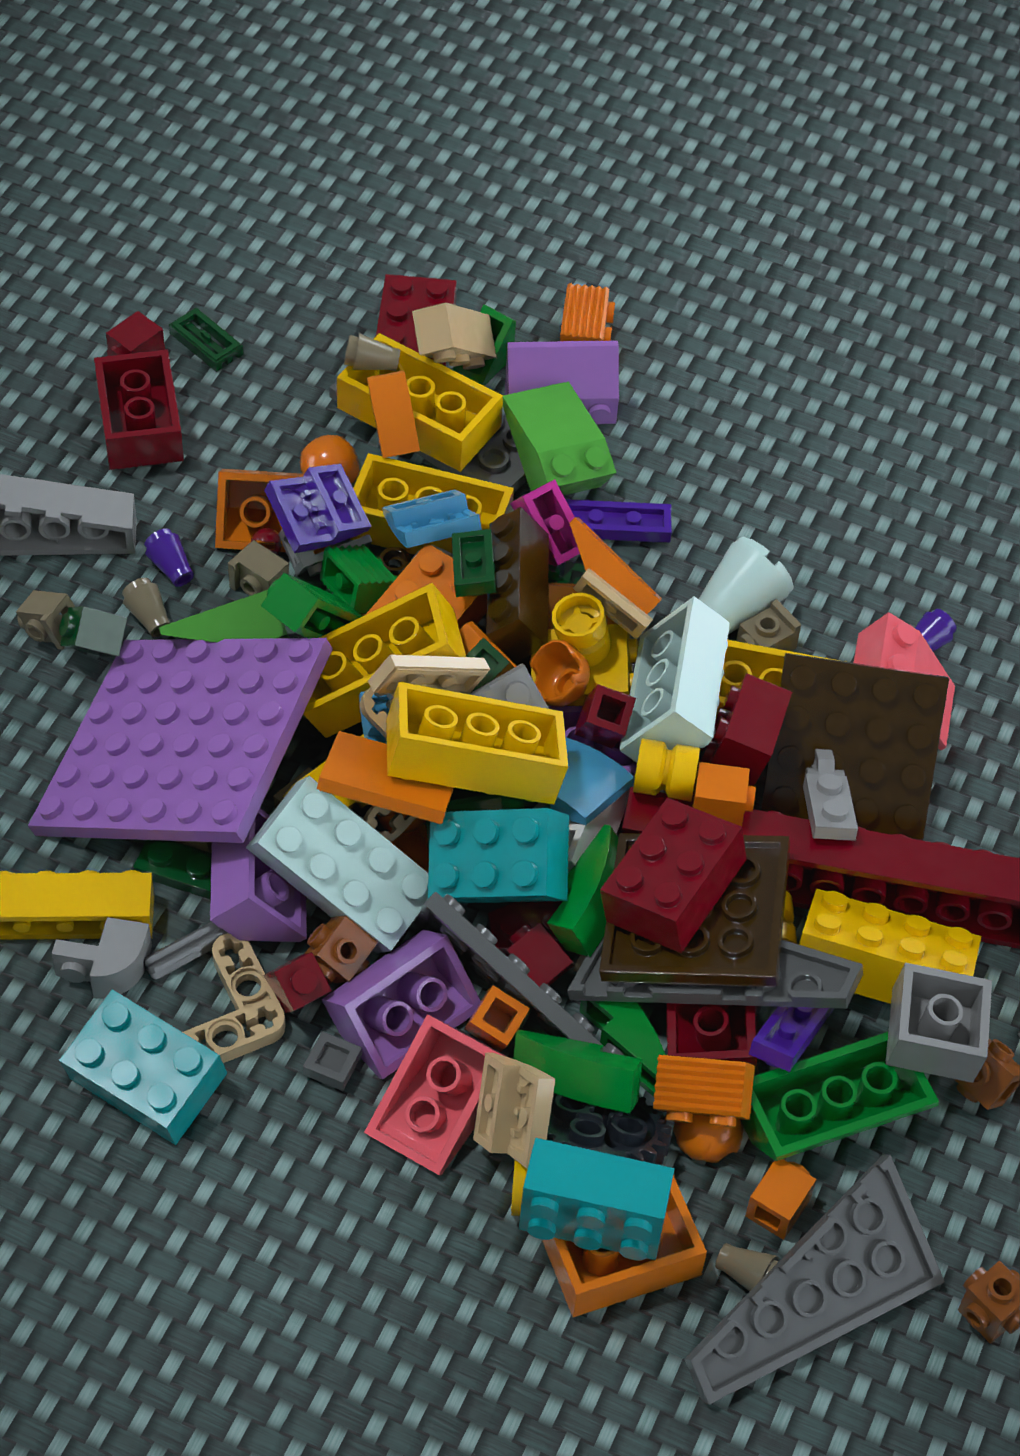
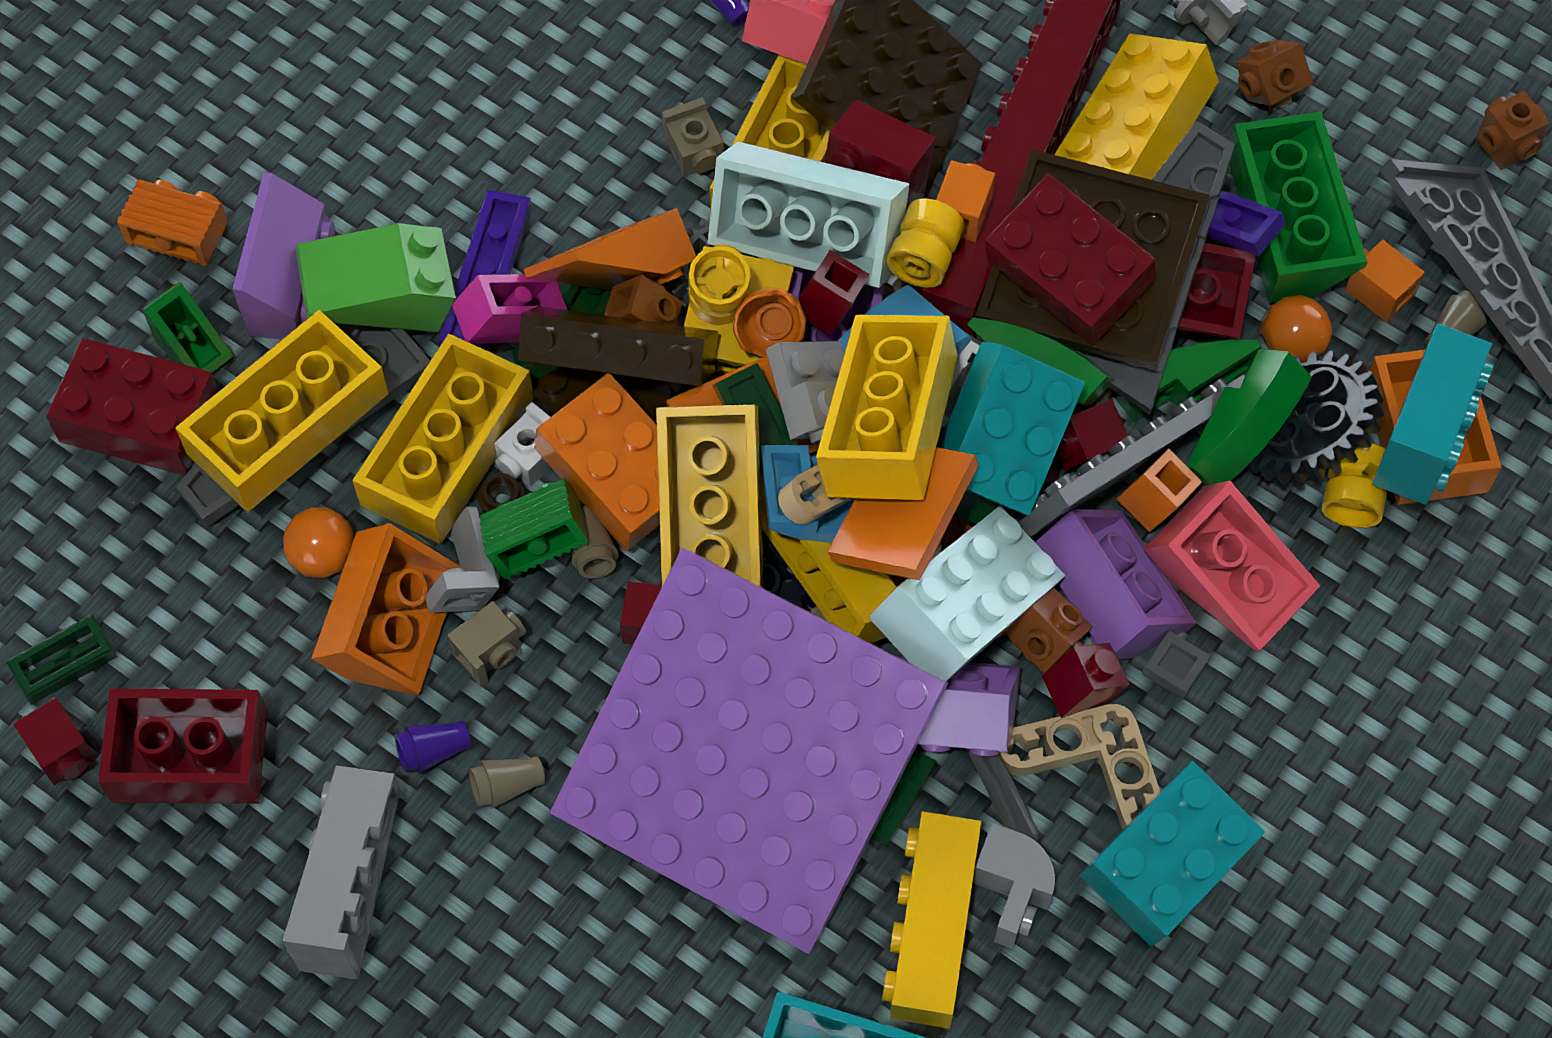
camera: 75 degrees left, 10 degrees up
(41, 615) = (506, 894): dark tan brick -> none
(92, 631) = (550, 838): brick -> none
(230, 621) = (574, 673): bright green slope -> none
(268, 535) = (430, 628): dark red hinge -> none
(306, 607) = (617, 565): green brick -> none
(317, 508) = (435, 546): dark purple slope -> none
(370, 354) = (223, 439): dark tan cone -> none
(393, 414) = (323, 428): orange slope -> none
(431, 518) = (491, 421): dark azure slope -> none
(438, 672) = (786, 437): tan tile -> none
(454, 335) = (203, 345): tan brick -> none
(473, 563) = (599, 375): dark green plate -> none
(512, 1107) = (1297, 480): tan slope -> none
(615, 604) = (683, 250): tan slope -> none
(703, 1088) = (1290, 303): orange brick -> none
(745, 583) = (636, 148): light aqua cone -> none
(829, 799) = (970, 111): light grey hinge -> none
(939, 1022) = (1254, 80): light grey brick -> none

